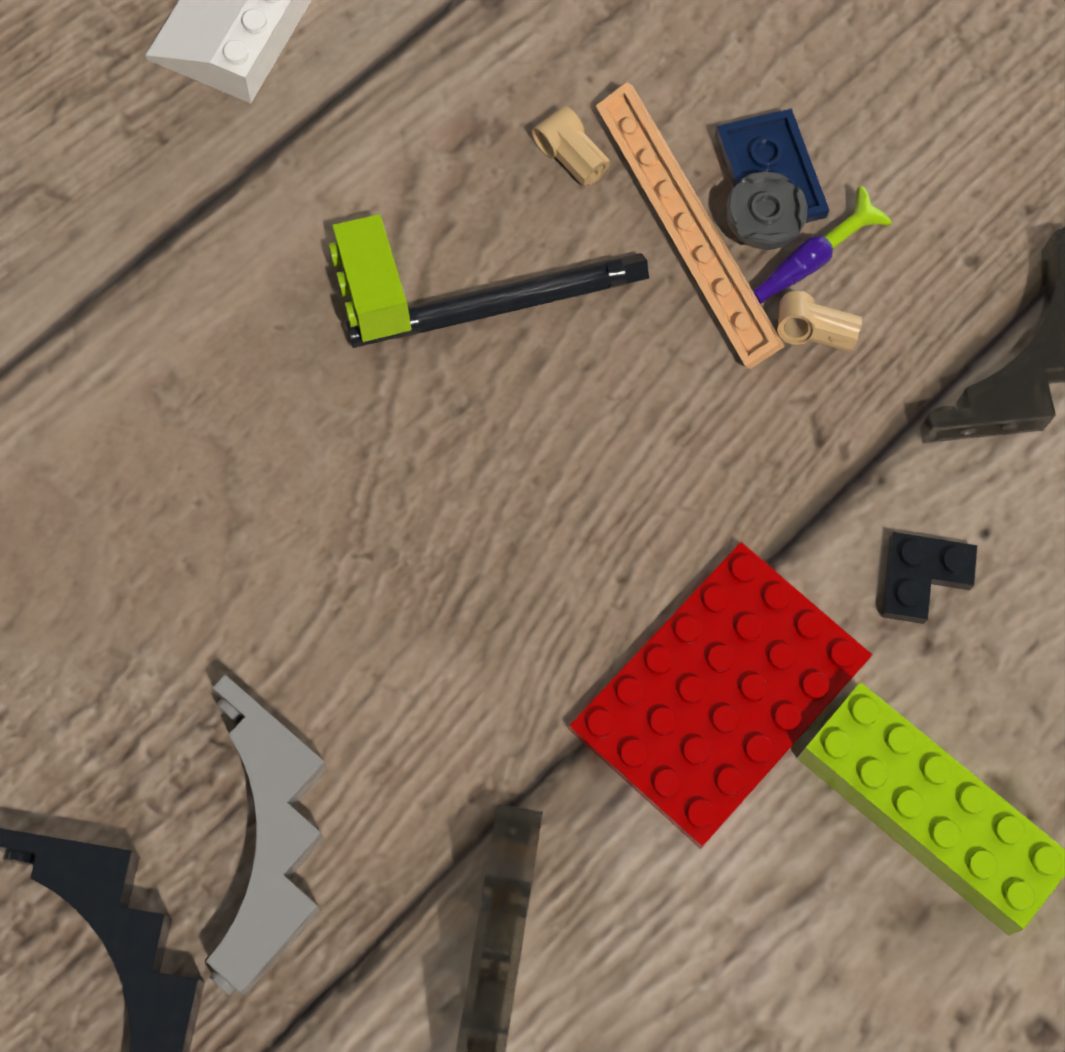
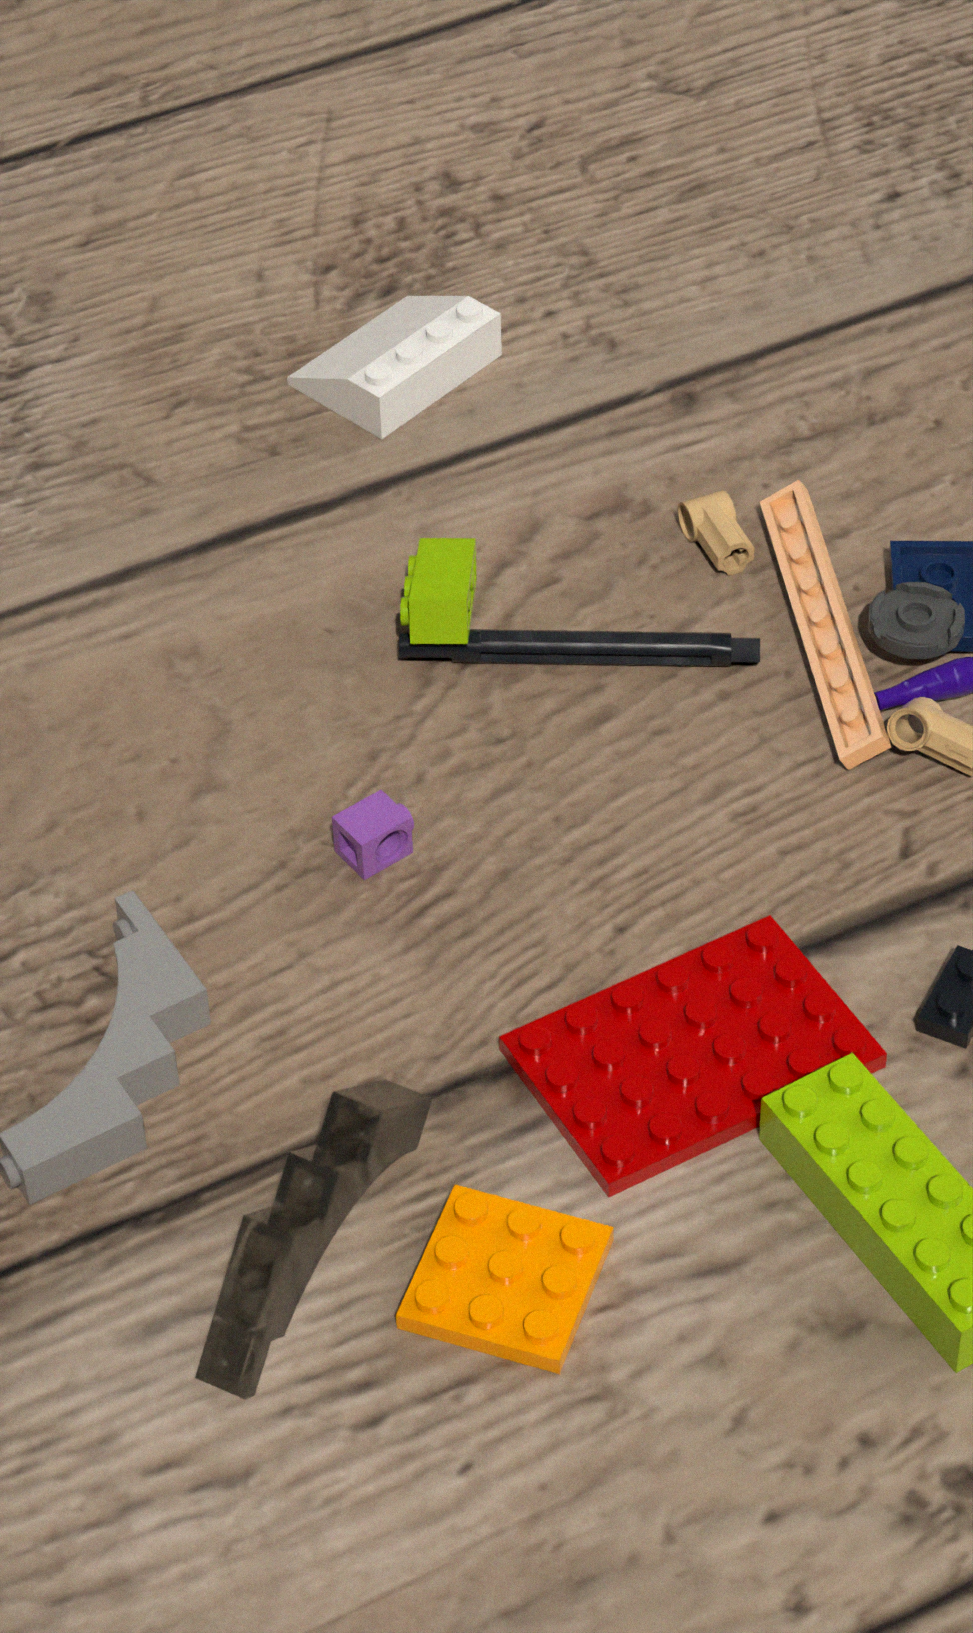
camera: 25 degrees right, 25 degrees down
(398, 547) = (373, 834): none -> medium lavender brick
(651, 956) = (505, 1278): none -> light orange plate

